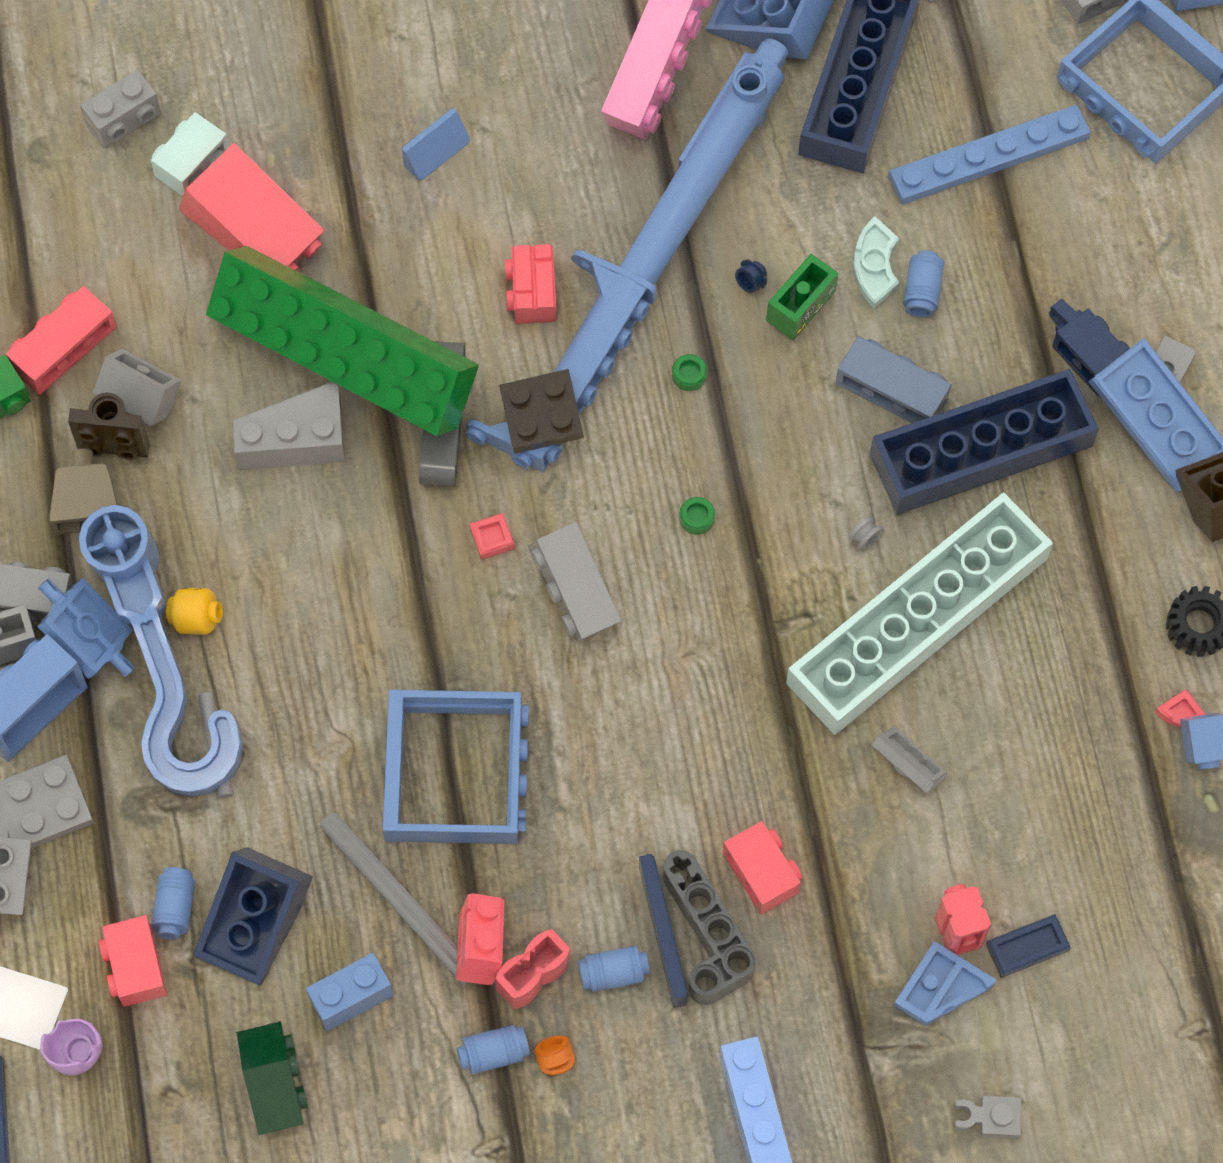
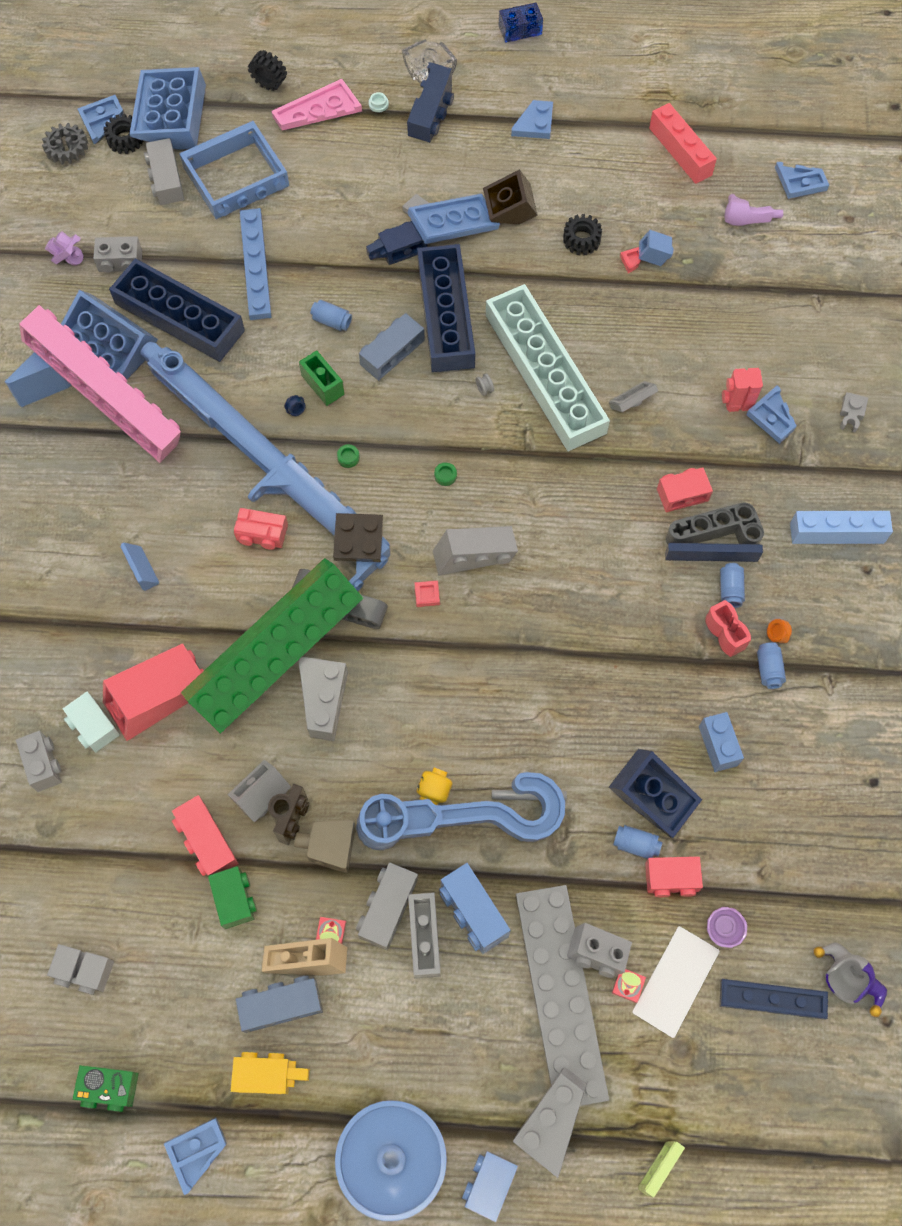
camera: 75 degrees left, 0 degrees up
(86, 627) = (432, 858): medium blue plate -> none
(269, 1075) = (770, 800): dark green brick -> none
(391, 890) = (659, 701): light grey axle -> none
(457, 703) = (572, 683): medium blue window -> none
(480, 939) = (704, 654): coral brick -> none
(872, 262) = (306, 340): light aqua tile -> none
(1028, 946) = (755, 358): dark blue tile -> none

